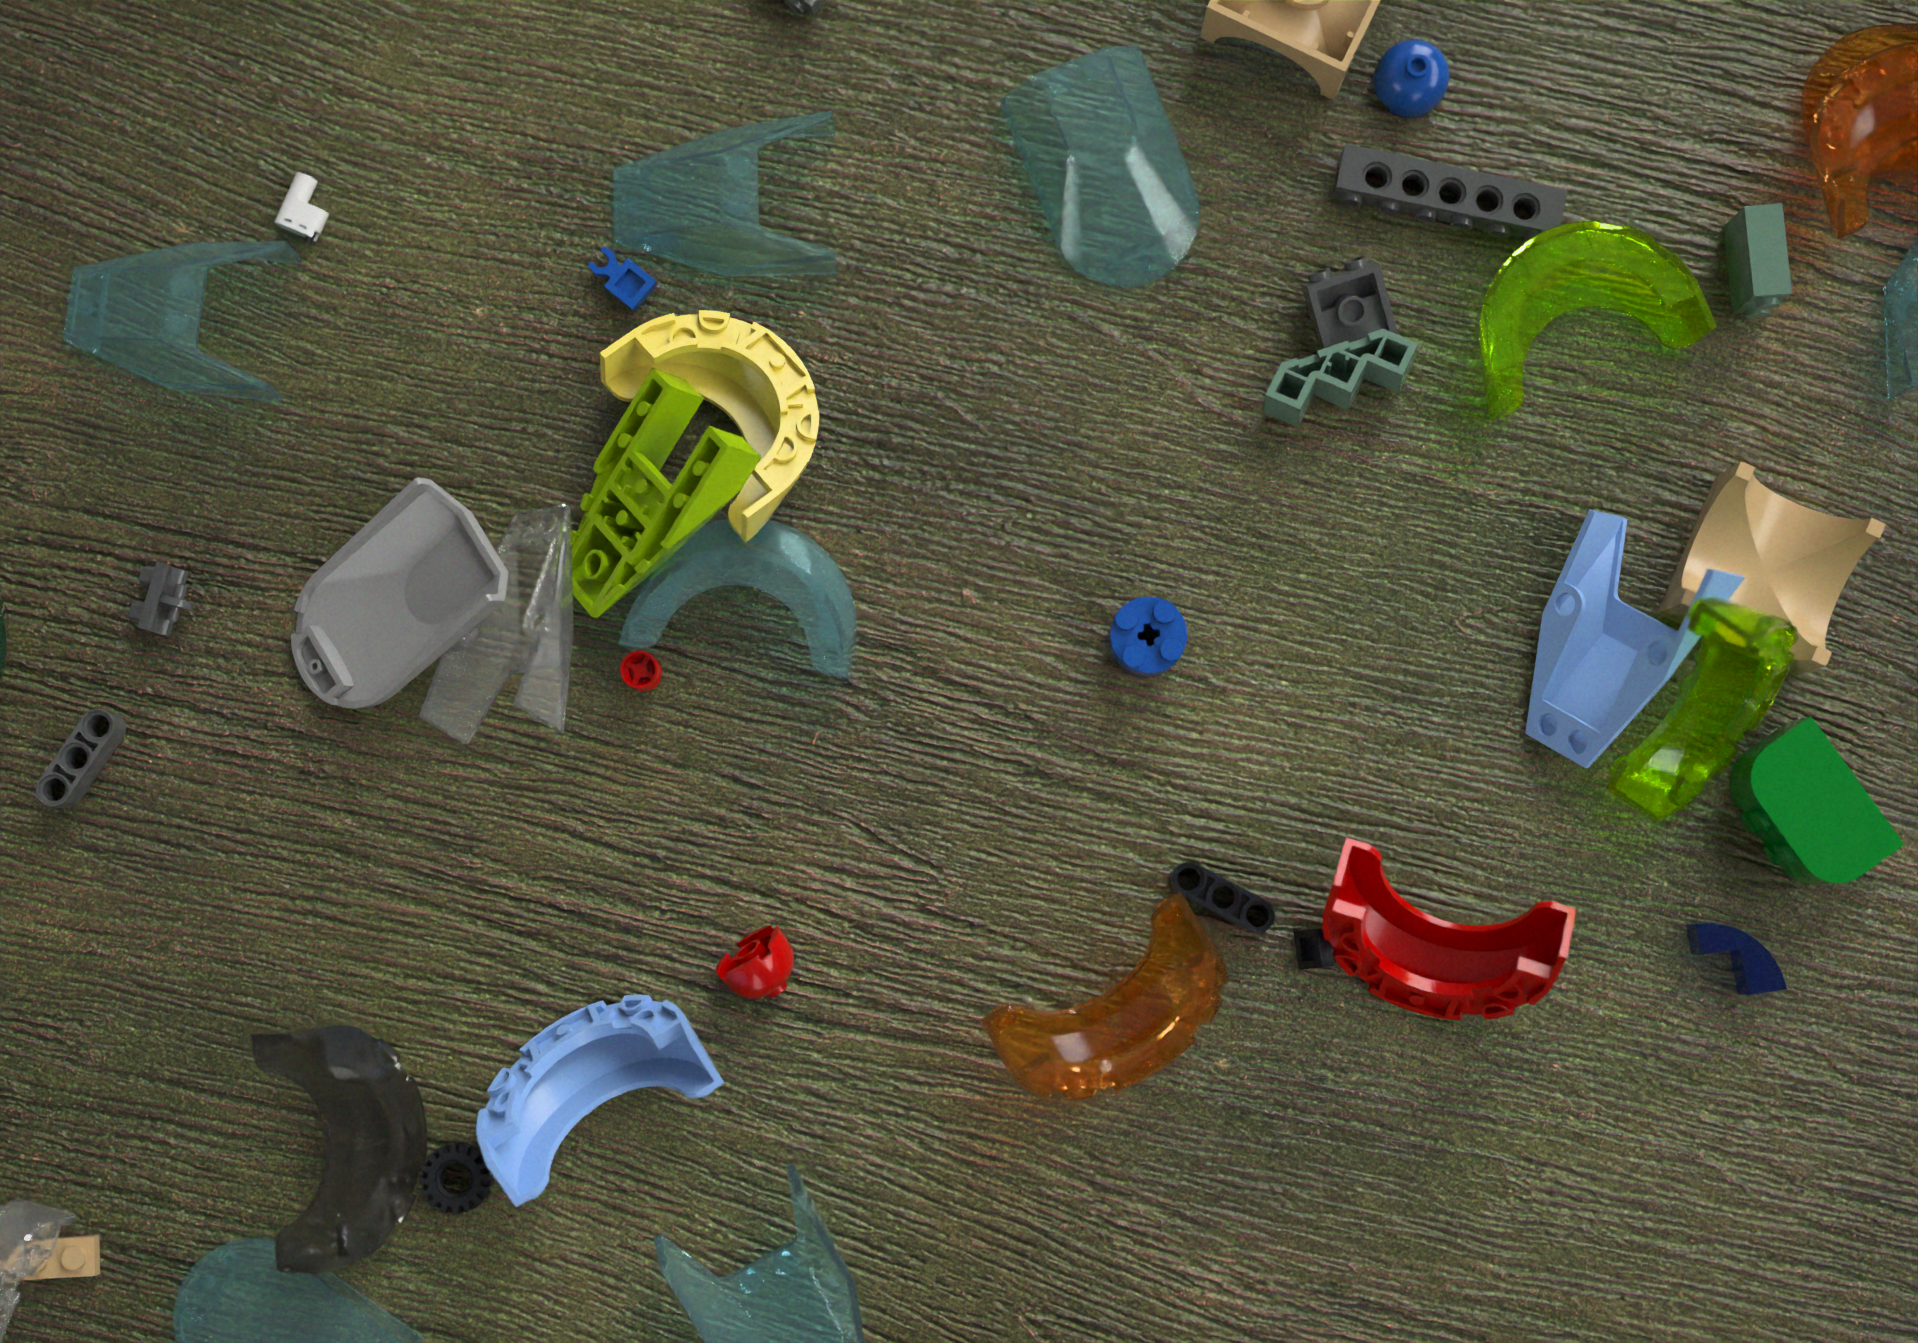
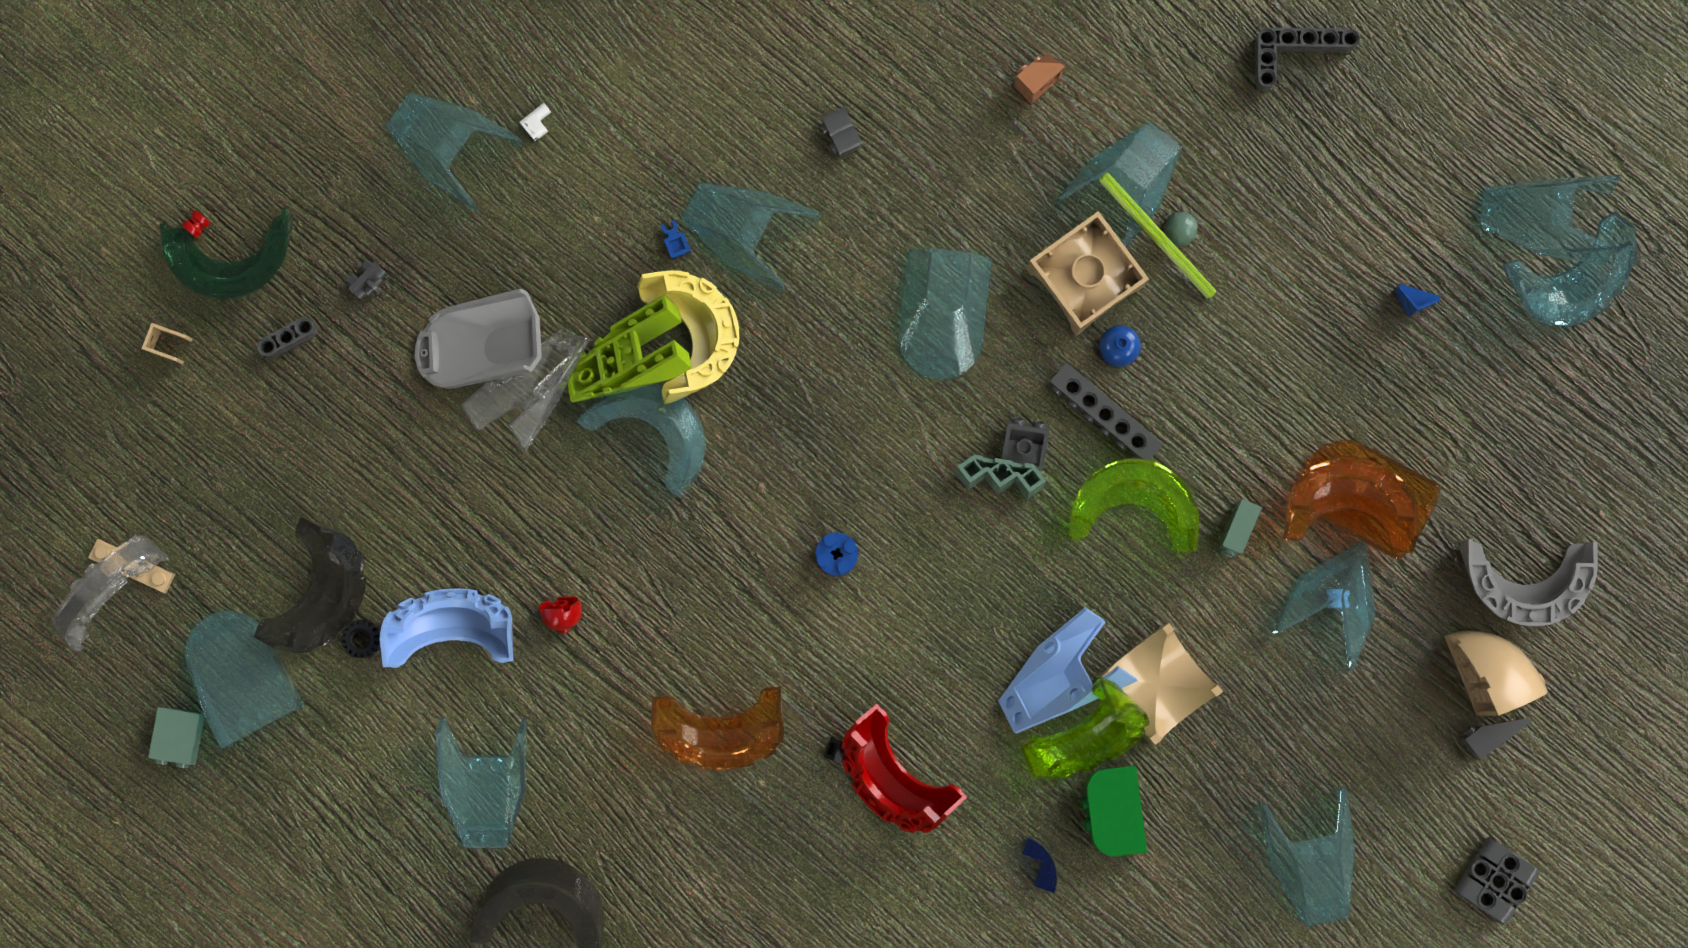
camera: 25 degrees right, 0 degrees up
(636, 666) = (581, 436): red wheel -> none
(1240, 902) = (796, 694): black beam -> none

